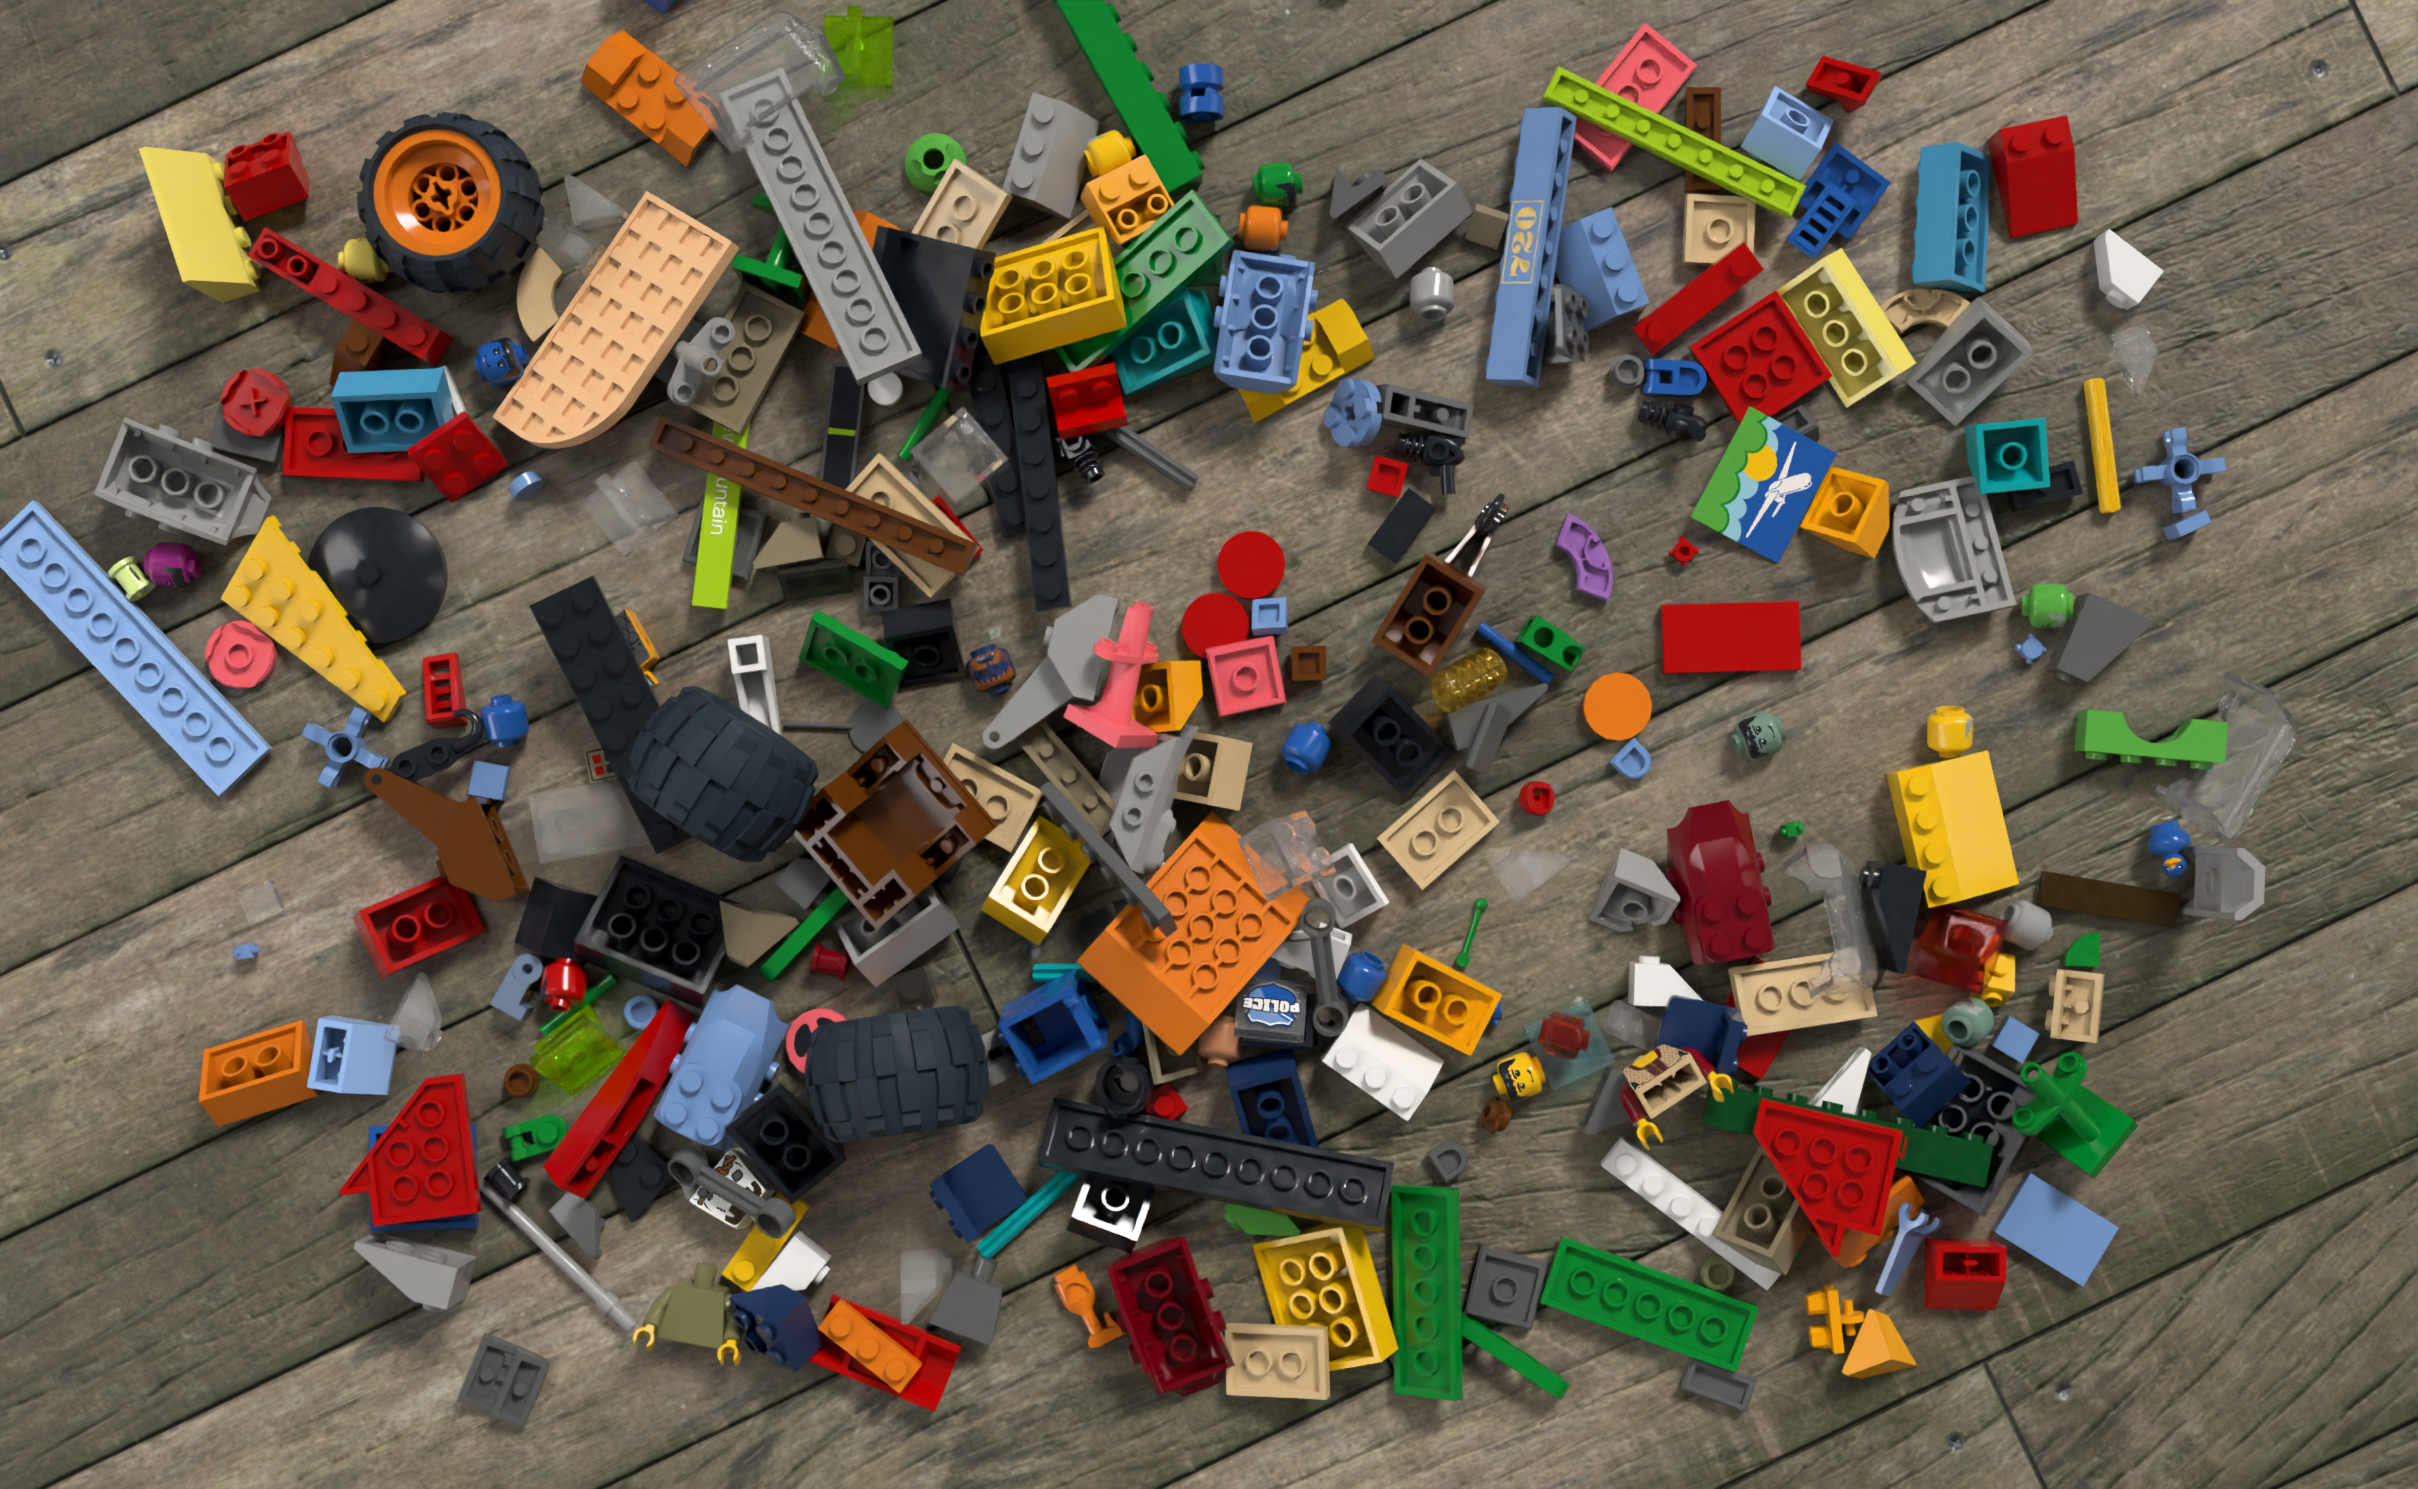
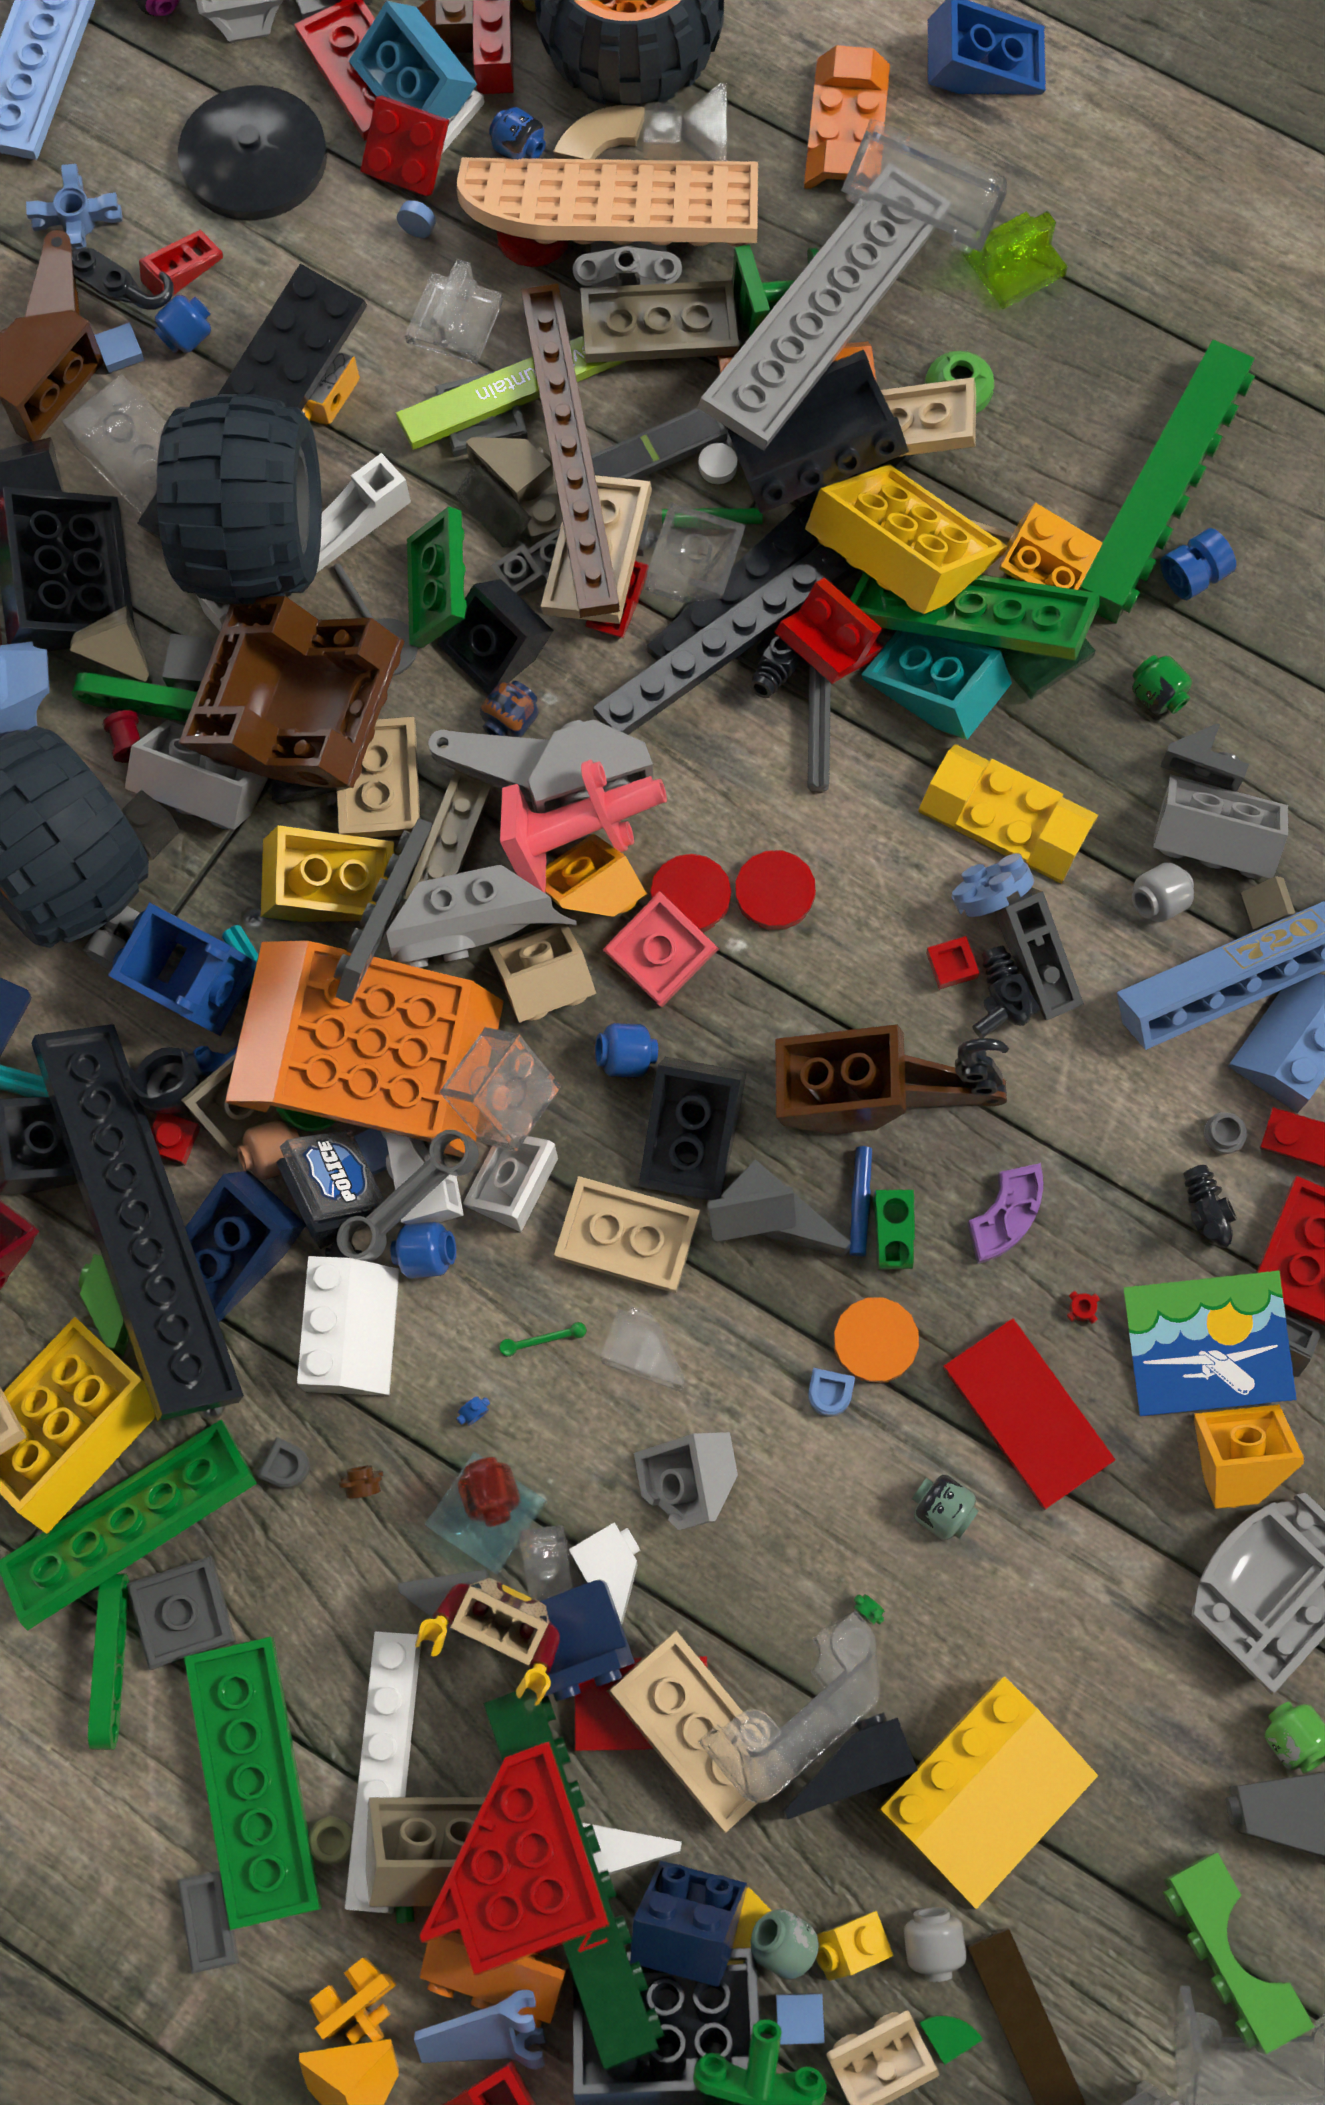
camera: 65 degrees right, 15 degrees down
(241, 655) = (108, 88): coral tile -> none
(304, 616) = (173, 114): yellow wing -> none
(1050, 157) = (1042, 464): light grey slope -> none
(1108, 152) = (1083, 513): yellow head -> none
(1262, 228) = (1110, 696): orange head -> none
(1263, 320) = (1017, 736): medium blue slope -> none
(1269, 616) = (735, 935): medium blue plate -> none
(1308, 663) = (713, 1002): reddish brown plate -> none
(1401, 525) = (914, 1008): black tile -> none
(1436, 999) = (446, 1341): light orange slope -> none
(1468, 679) = (804, 1158): clear yellow piece -> none
(1519, 1077) = (417, 1481): yellow head -> none
(1536, 798) = (725, 1315): red tile -> none
(1565, 331) = (1225, 1033): dark grey bracket -> none
(1686, 378) = (1258, 1197): blue plate -> none
(1719, 885) = (759, 1560): dark red slope -> none
(1949, 731) = (1089, 1714): yellow head -> none
(1960, 948) = (859, 1878): clear red slope -> none
(2030, 648) = (1239, 1751): medium blue piece -> none
(2169, 841) = (1135, 2057): blue animal -> none

